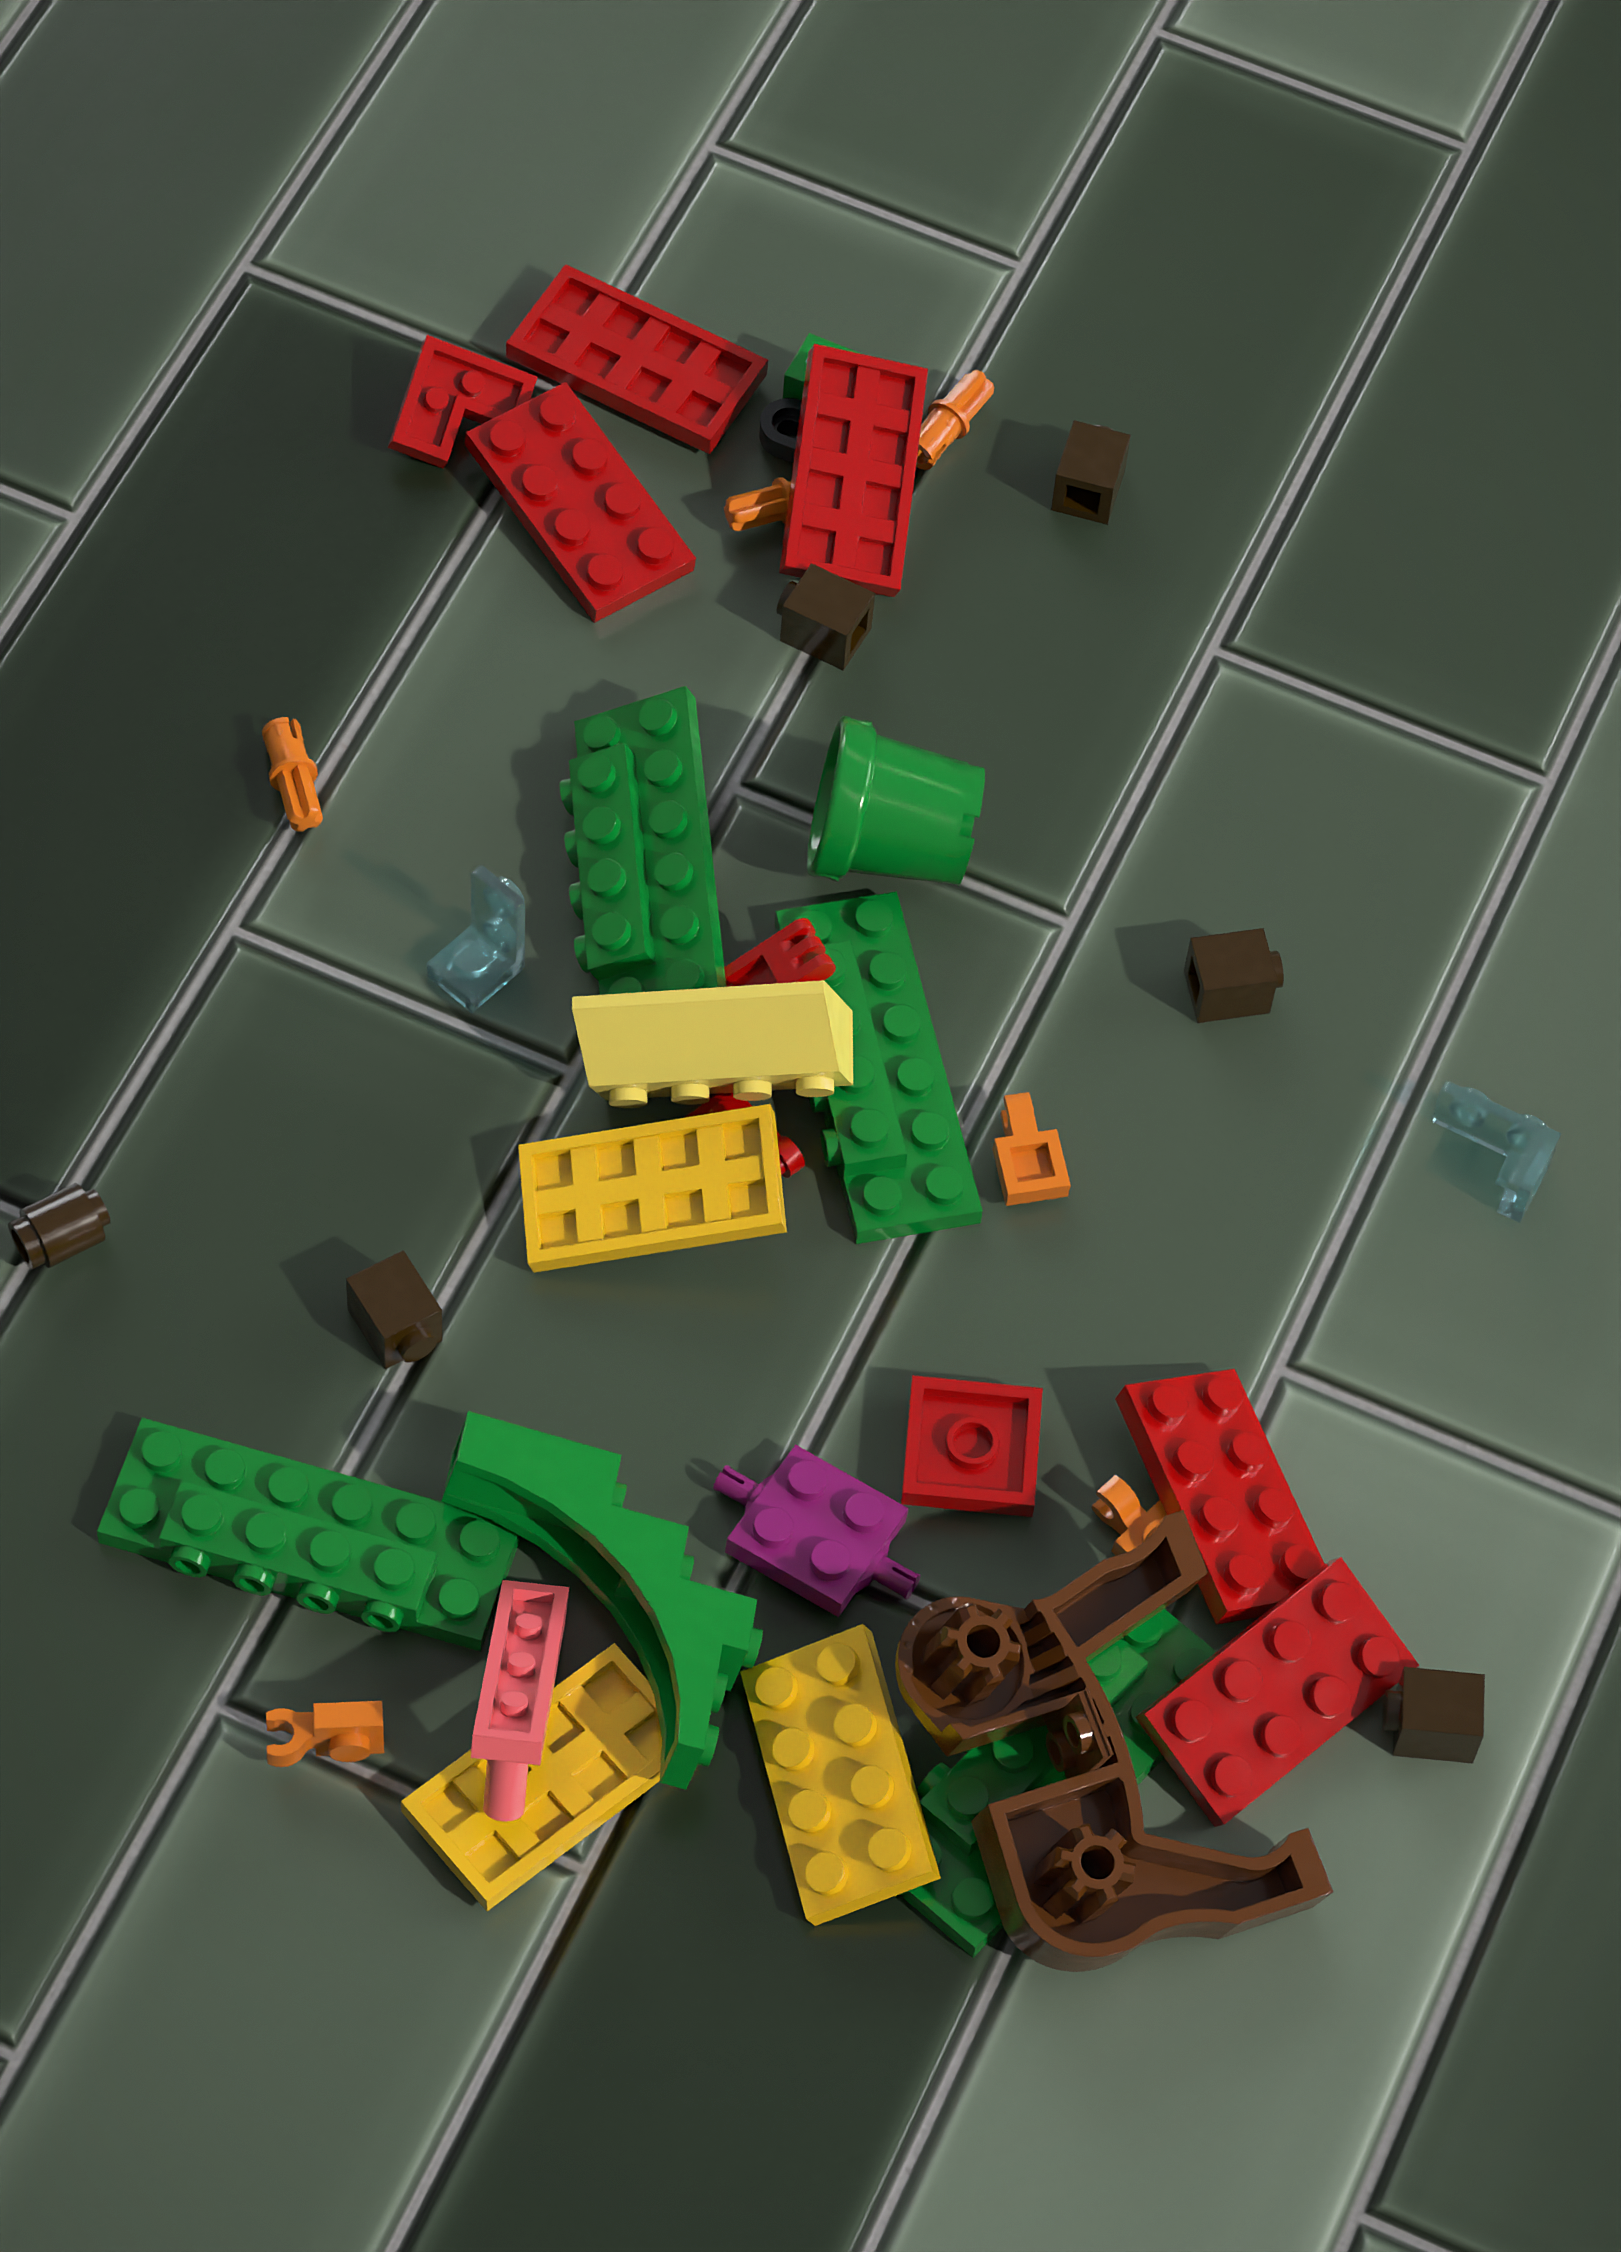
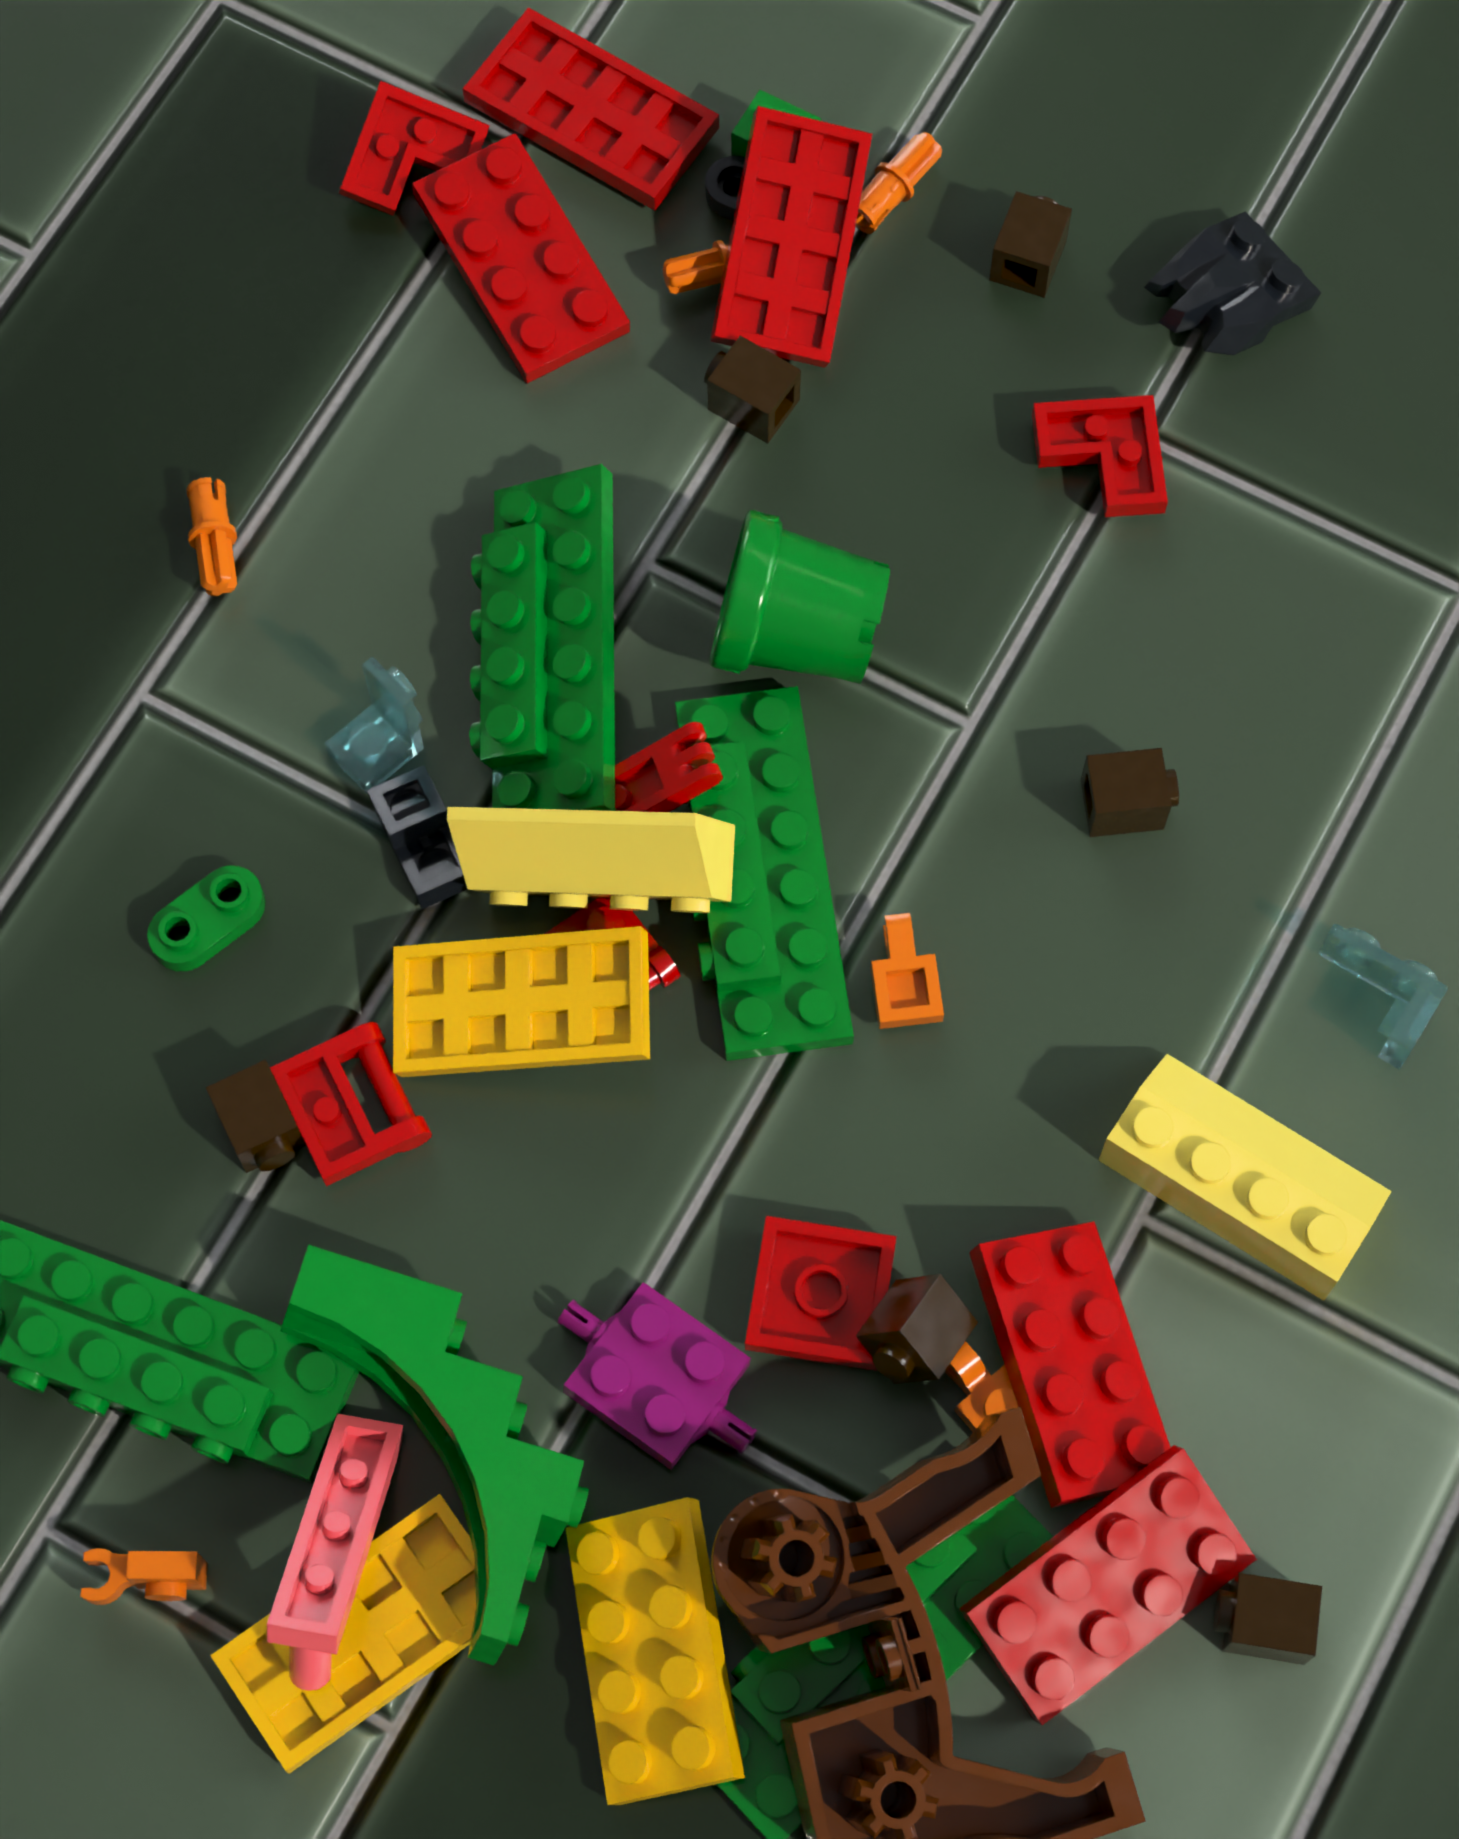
camera: 10 degrees right, 10 degrees up
(328, 1131) = (210, 920): none -> green plate
(473, 1312) = (330, 1112): none -> red plate
(532, 1047) = (419, 835): none -> black slope
(1071, 1467) = (916, 1329): none -> dark brown brick
(1191, 647) = (1118, 437): none -> red plate
(1294, 505) = (1232, 286): none -> black plate
(1374, 1323) = (1244, 1176): none -> light yellow slope

